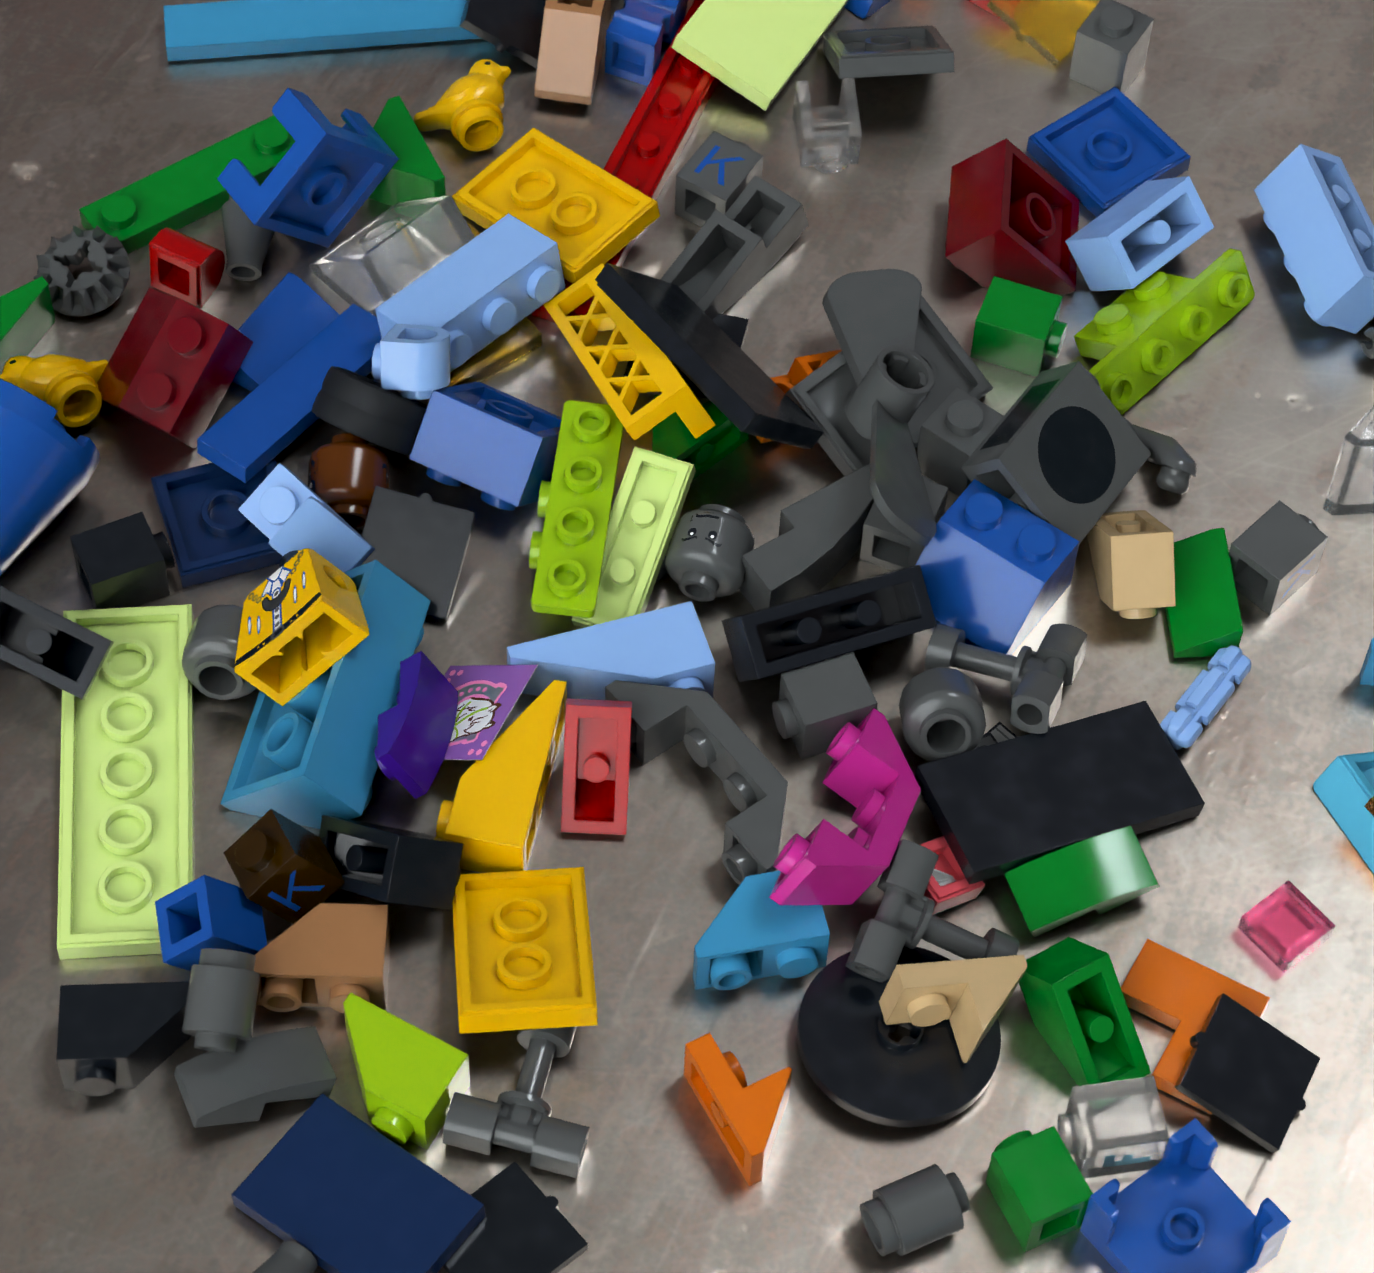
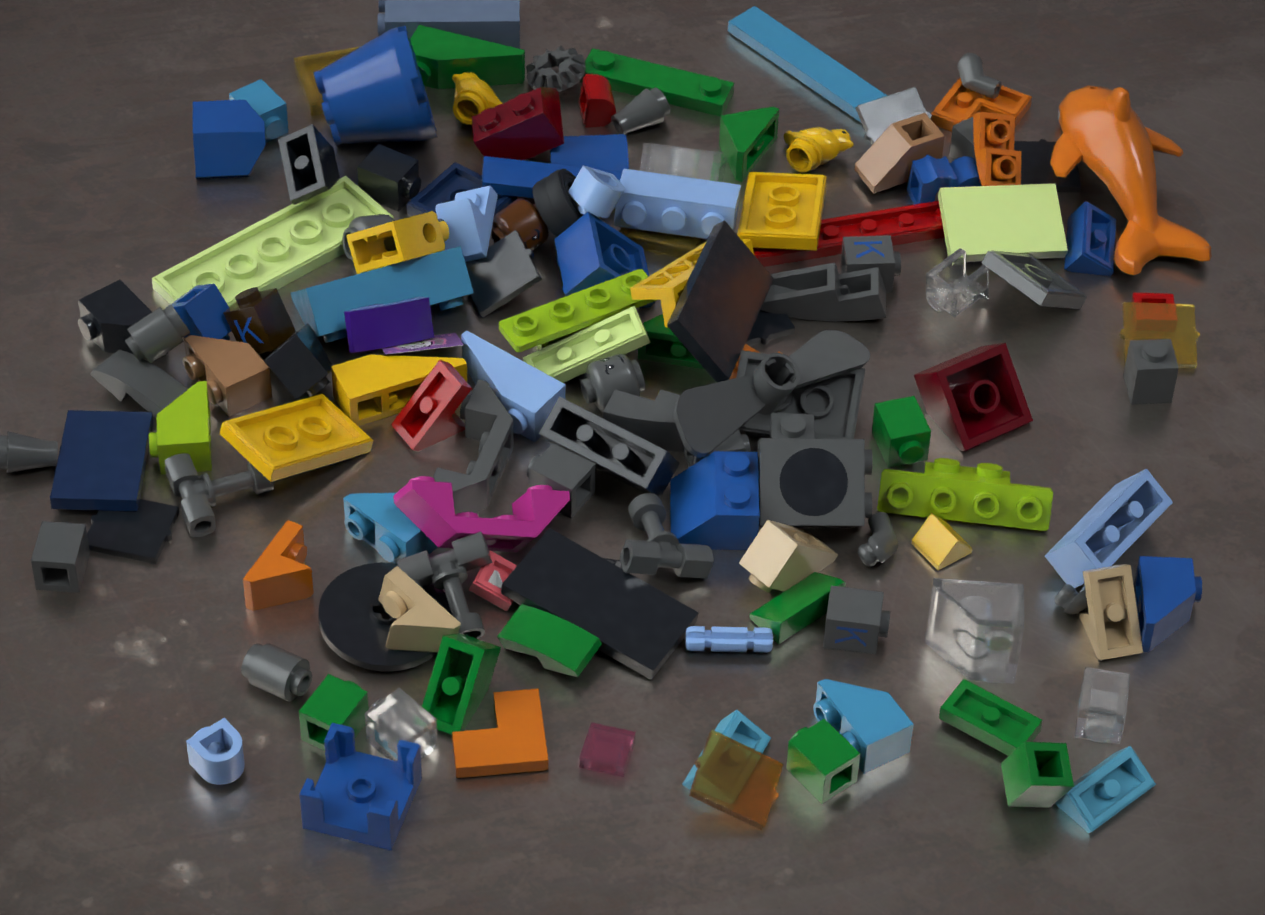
camera: 55 degrees right, 10 degrees down
(319, 177) = (680, 100): blue panel -> none
(942, 713) = (599, 526): dark grey head -> none
(1106, 151) = (1081, 416): blue tile -> none
(1139, 234) = (1019, 446): light blue brick -> none
(1206, 405) = (940, 543): none -> yellow slope
(1247, 1073) = (488, 772): black piece -> none

